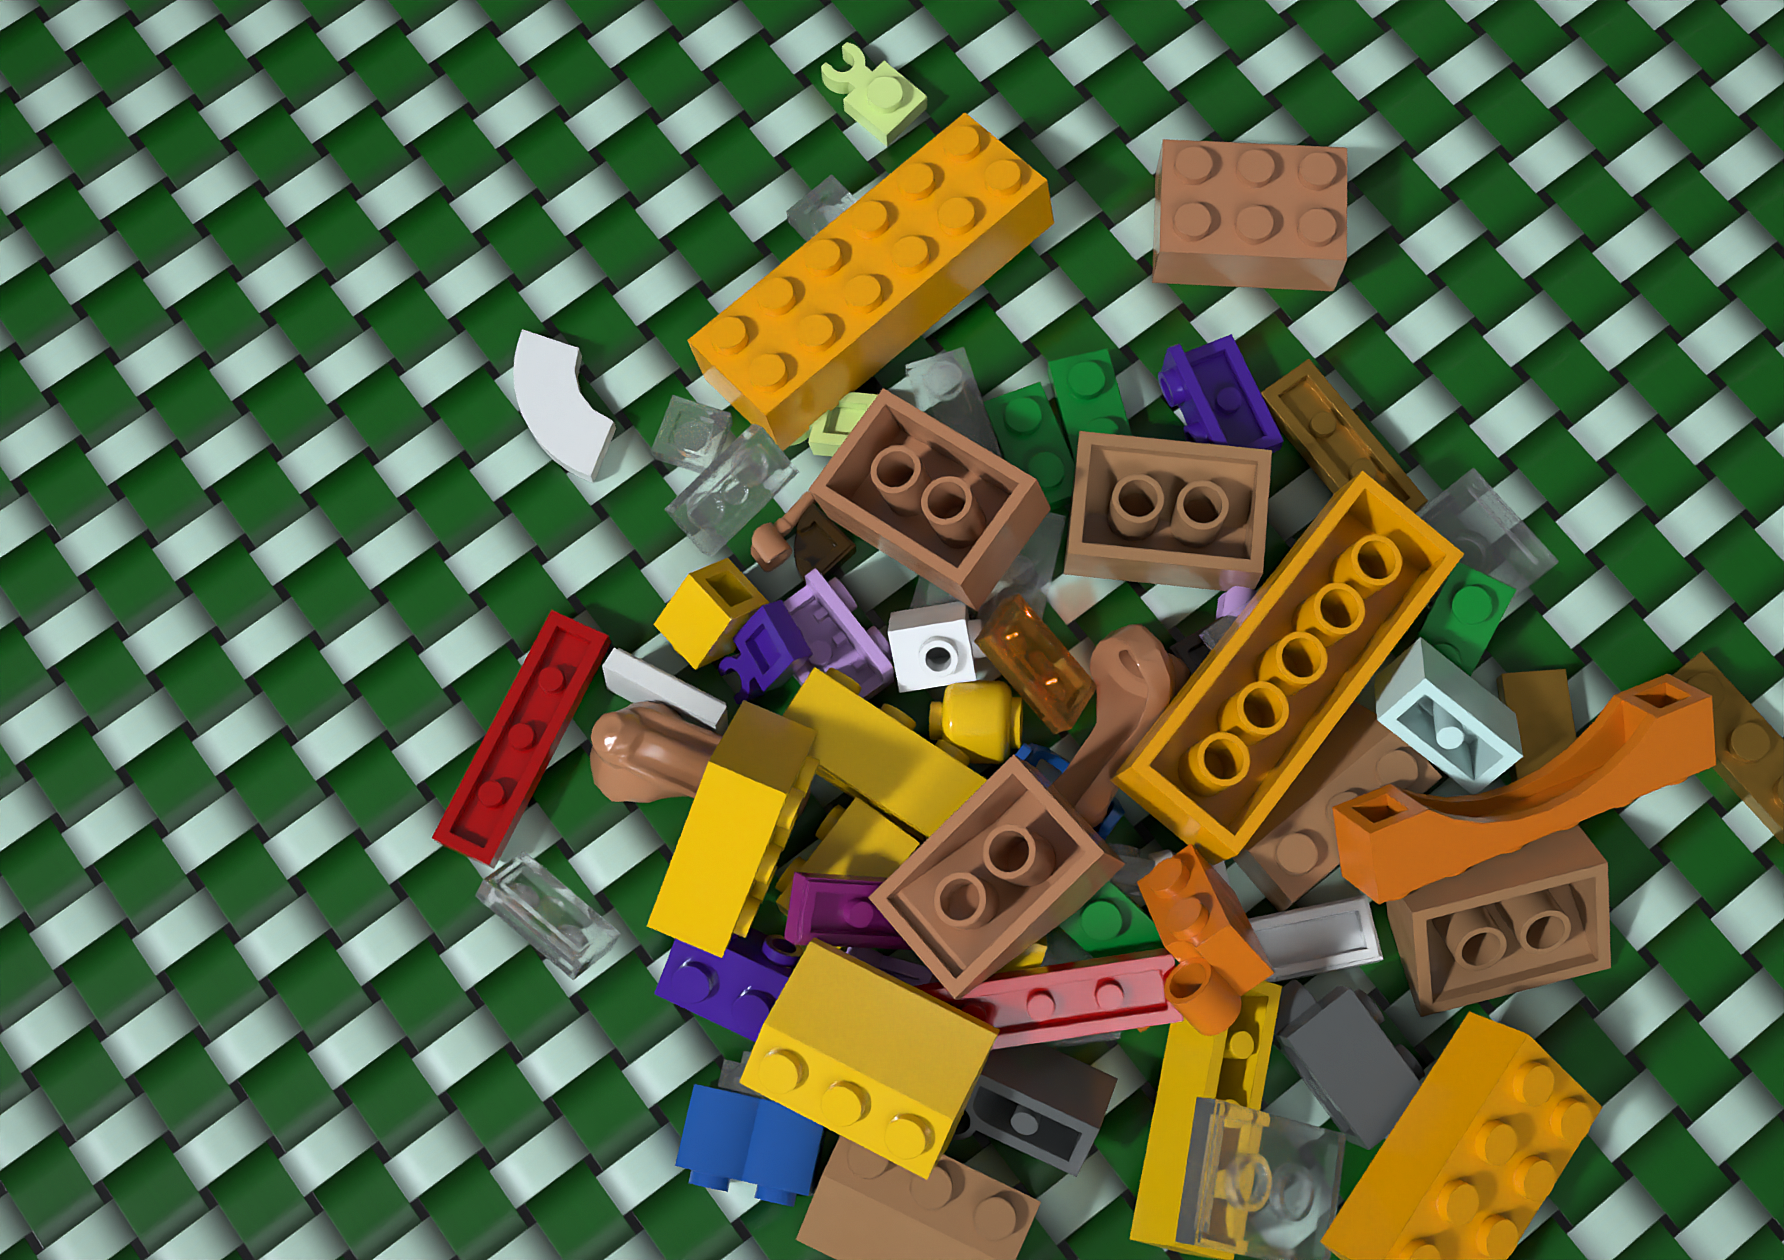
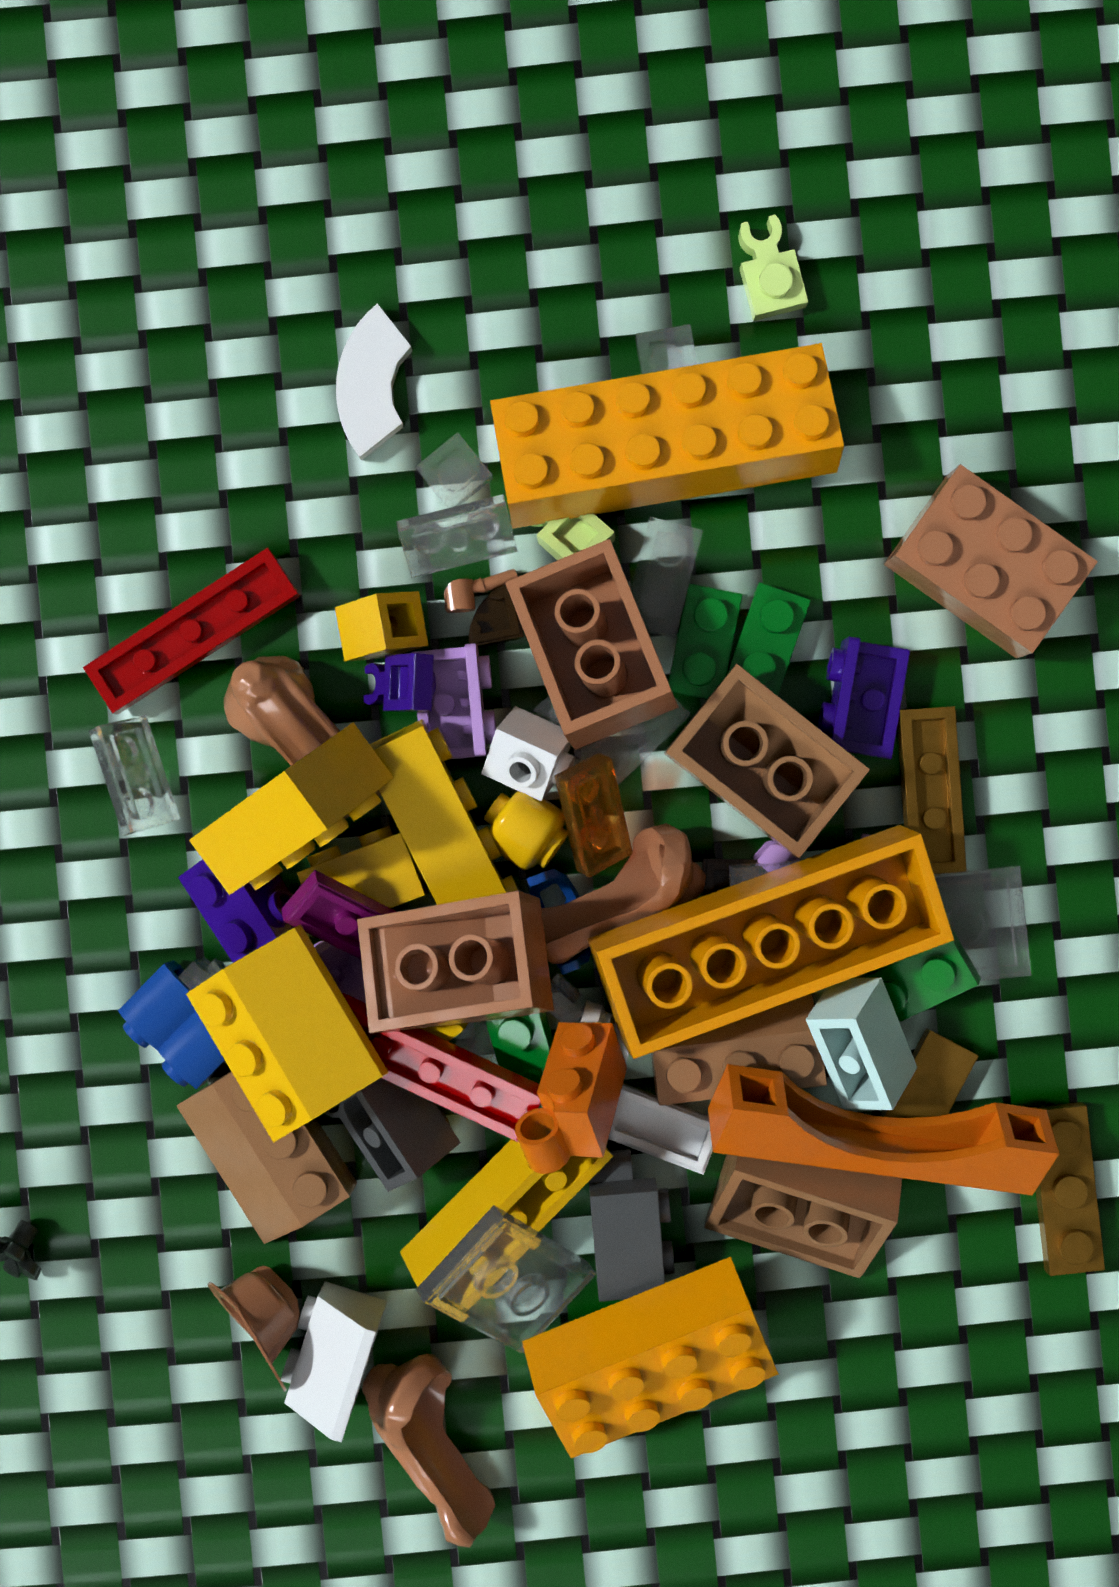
camera: 25 degrees right, 15 degrees up
(643, 682) = (314, 665): white tile -> none

